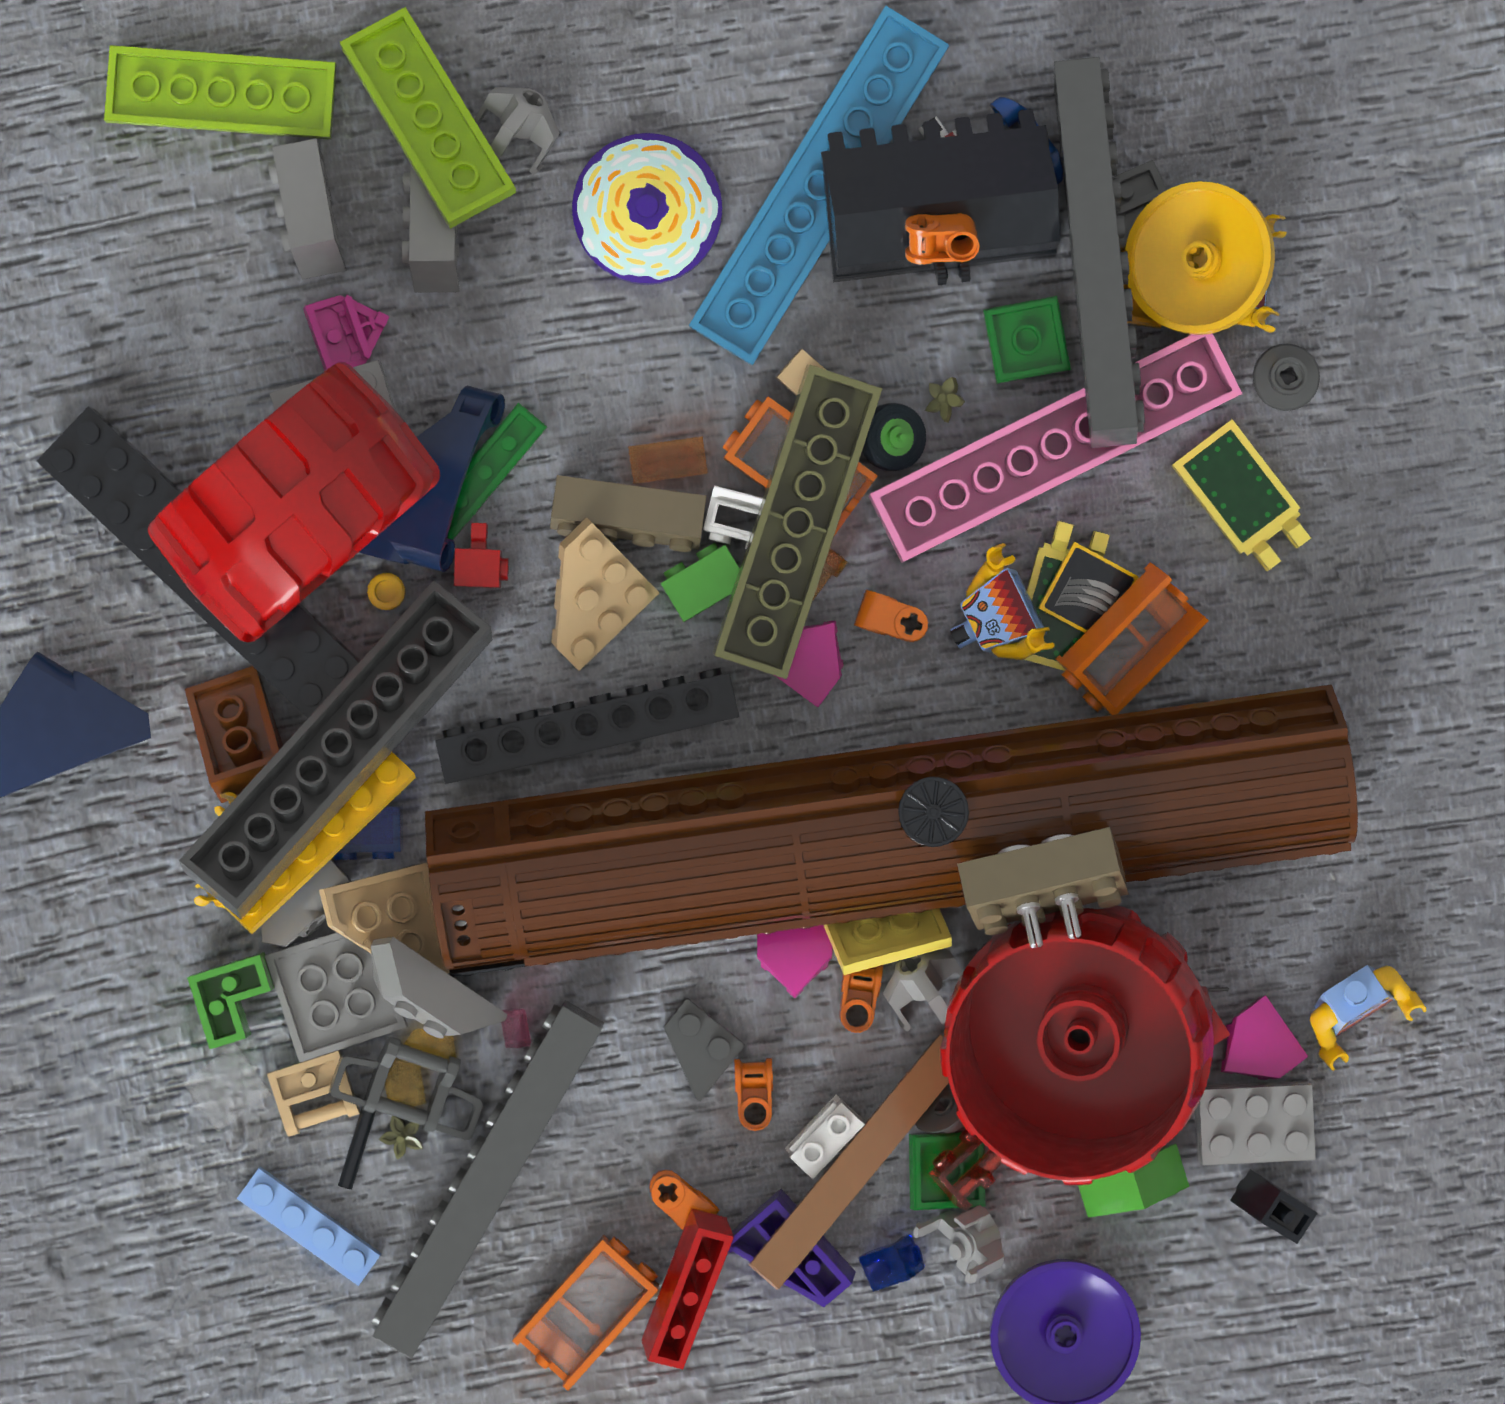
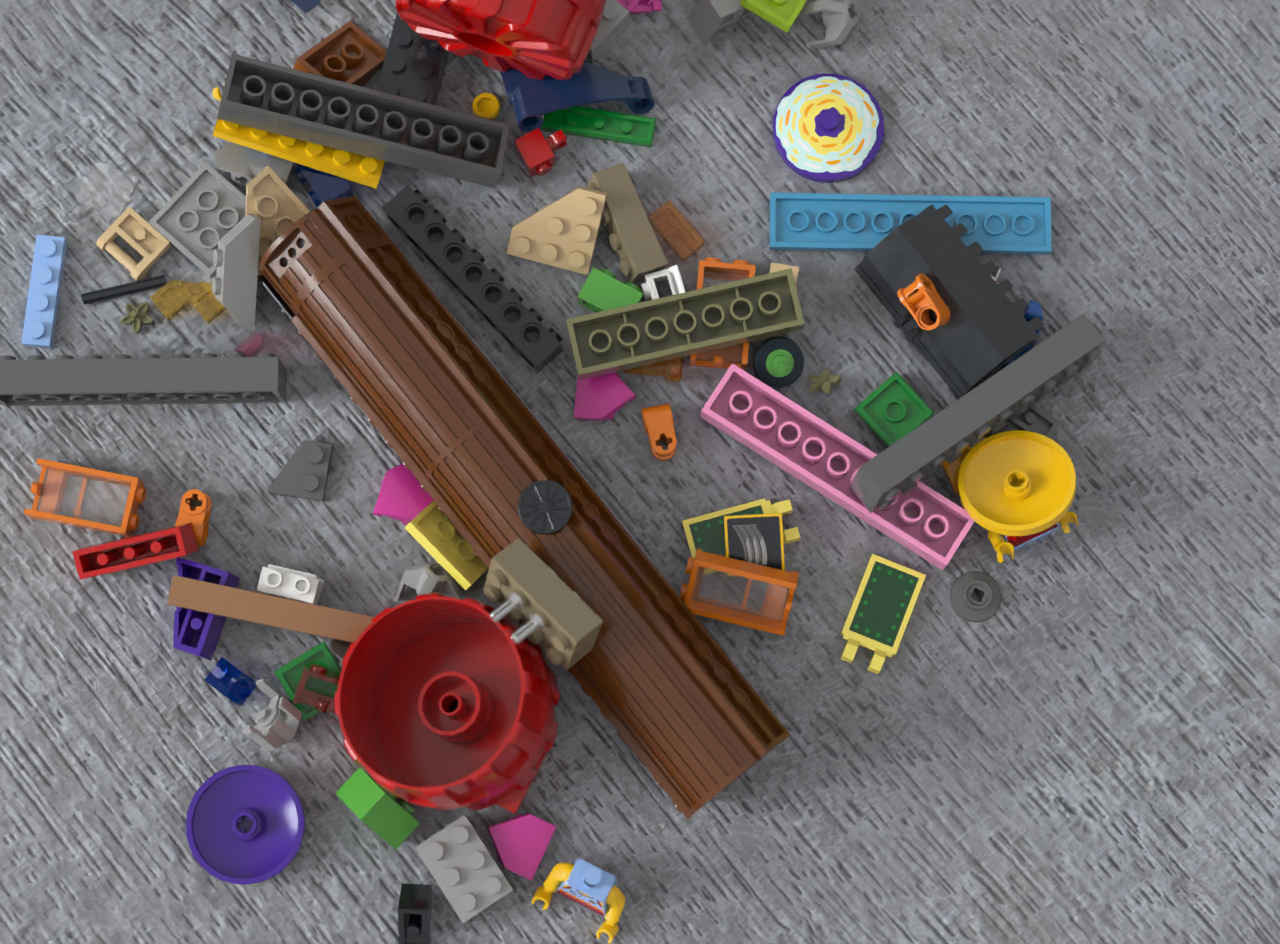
camera: 60 degrees right, 10 degrees down
(220, 993) = (163, 148): bright green brick -> none
(428, 1119) = (149, 282): dark grey bar -> none
(754, 1090) = (295, 522): orange piece -> none
(860, 993) = (400, 554): orange piece -> none
(1000, 612) = (707, 494): torso -> none

